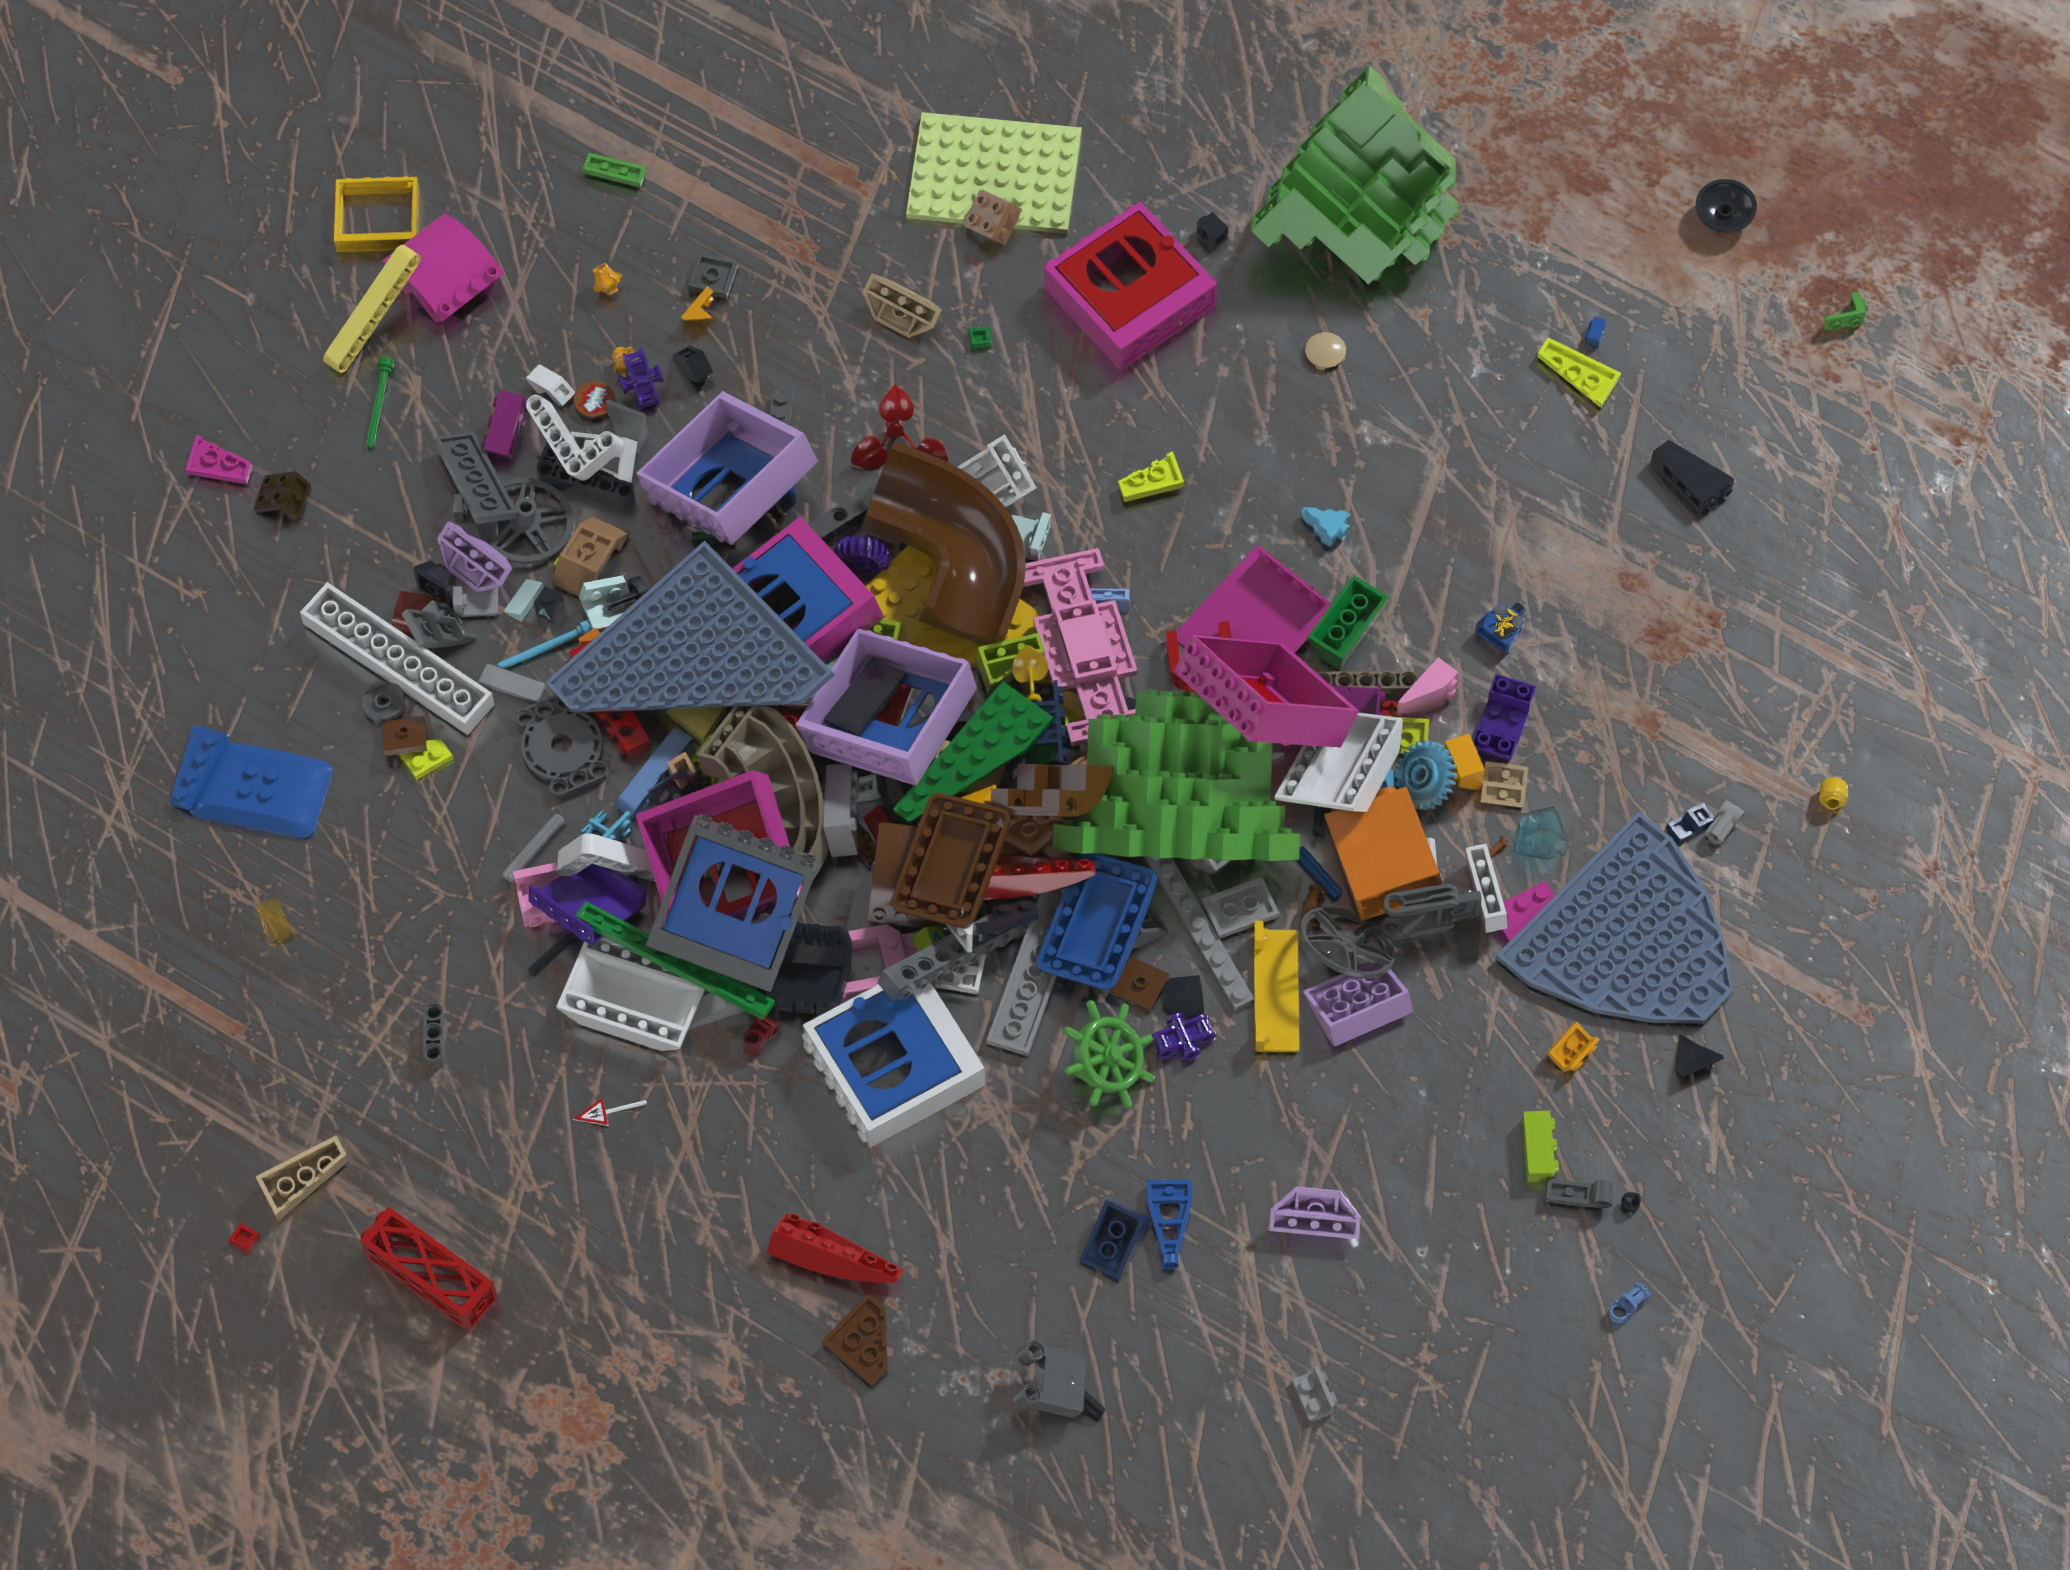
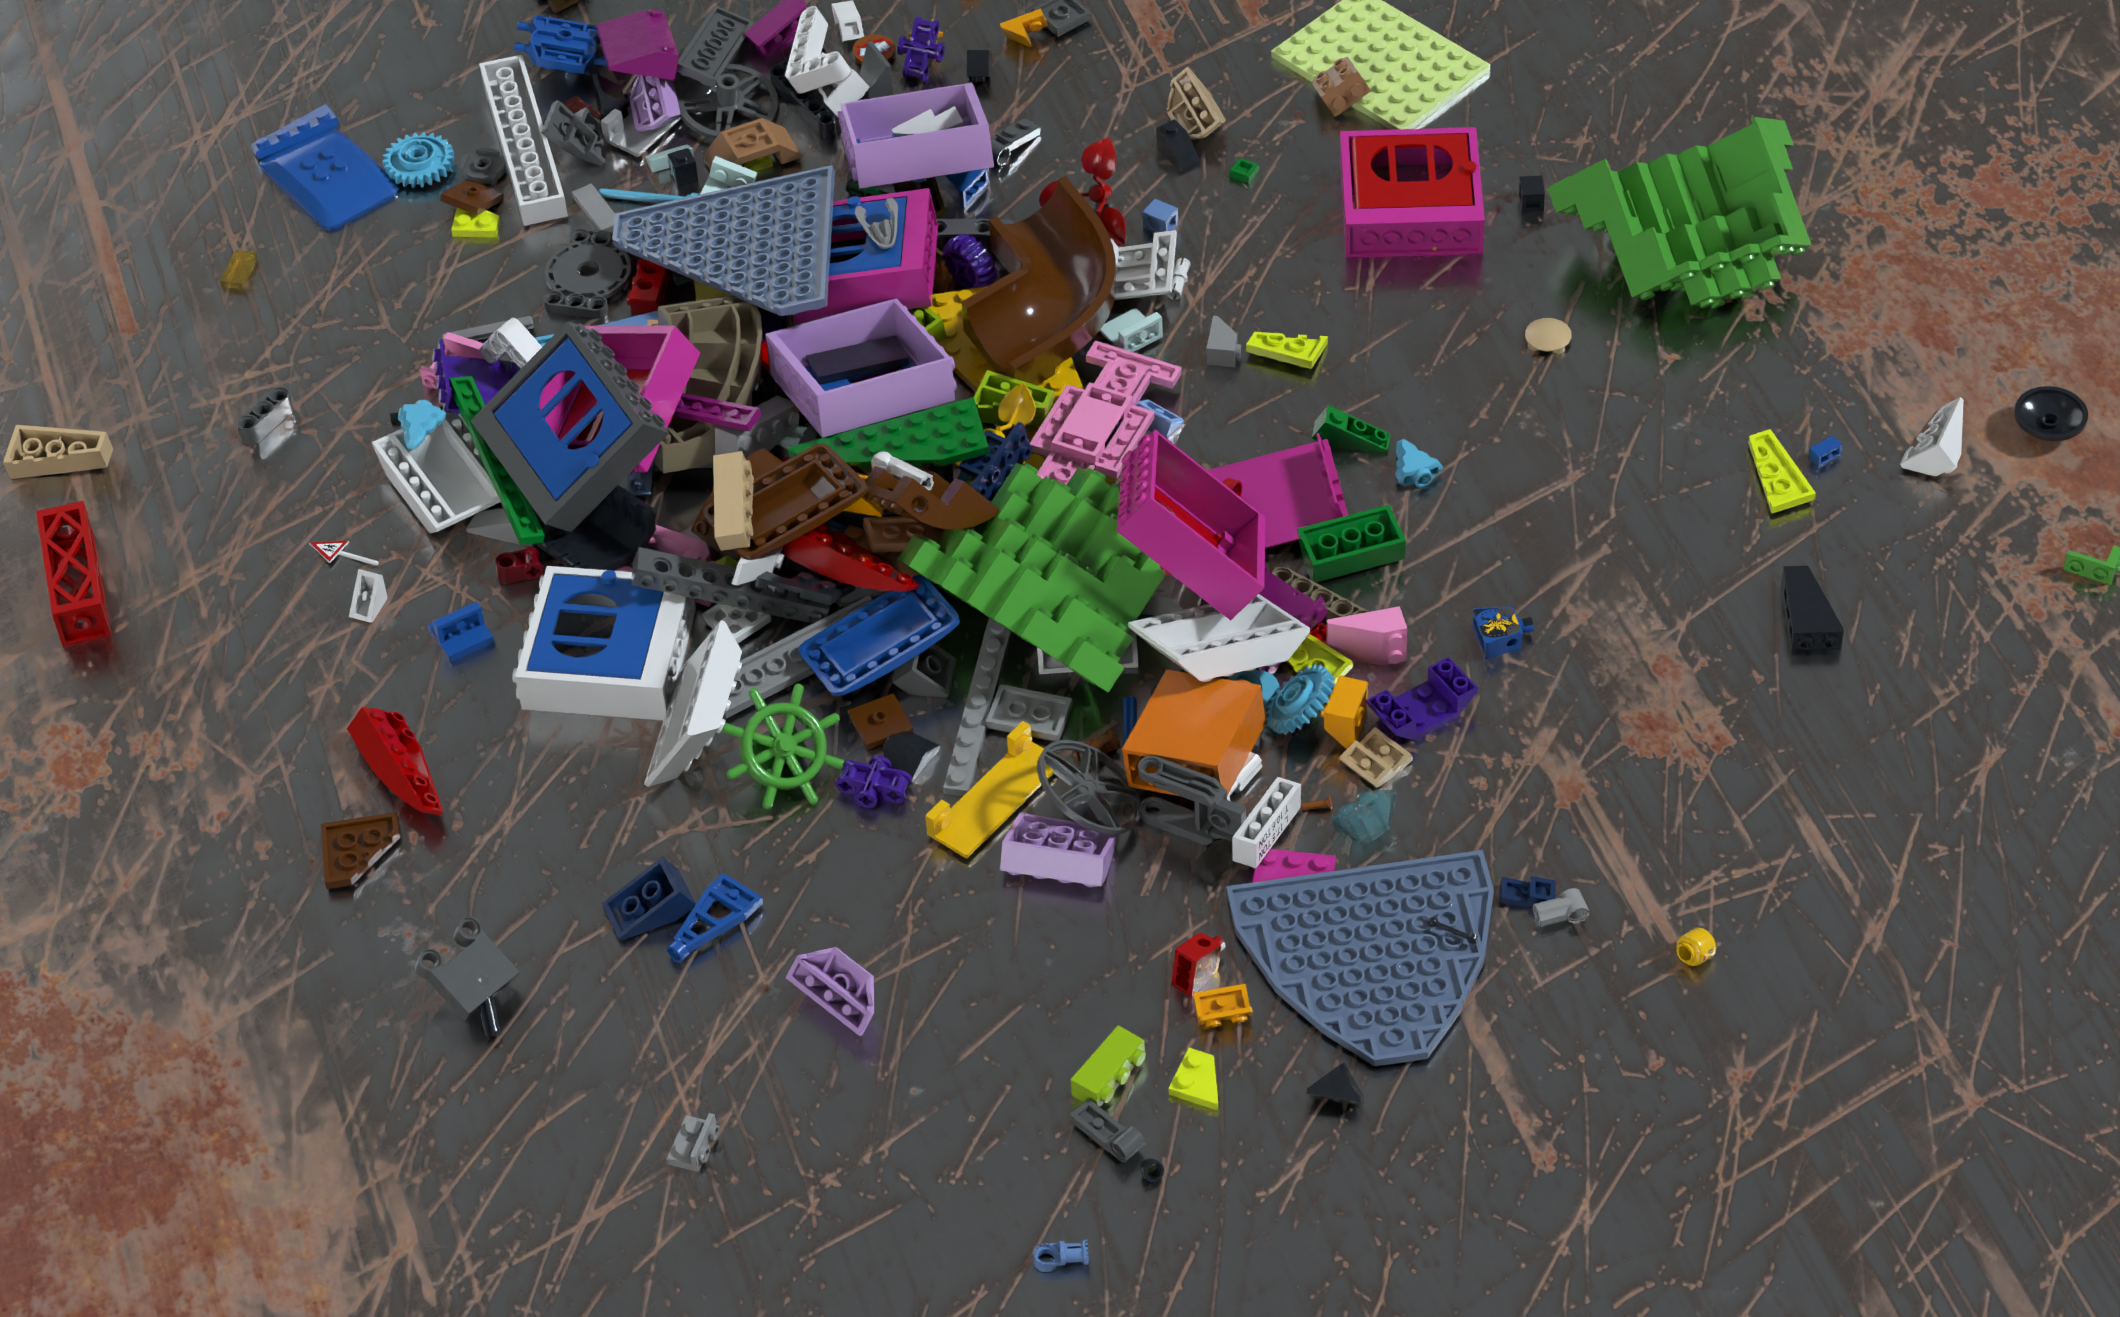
camera: 40 degrees right, 15 degrees down
(325, 549) = (561, 35): none -> blue piece
(329, 743) = (418, 159): none -> medium azure gear
(423, 516) = (639, 44): none -> magenta slope
(582, 967) = (419, 421): none -> medium azure rock
(672, 1136) = (368, 596): none -> white slope
(719, 448) = (929, 122): none -> white slope
(767, 1116) = (461, 632): none -> blue bracket
(808, 578) = (884, 232): none -> light grey animal
(820, 813) = (717, 412): none -> magenta plate
(914, 348) = (1176, 145): none -> black slope
(923, 888) = (732, 500): none -> tan wedge
(958, 422) = (1159, 217): none -> medium blue brick
(1009, 779) = (899, 468): none -> white piece
(1022, 1065) = (696, 705): none -> white slope
(1103, 506) = (1222, 344): none -> light grey slope
(1256, 527) = (1349, 432): none -> green slope
(1530, 1020) = (1196, 962): none -> red torso
(1599, 1113) = (1196, 1079): none -> neon yellow wing
(1667, 278) = (1940, 444): none -> white wedge
(1691, 885) = (1471, 938): none -> black hinge

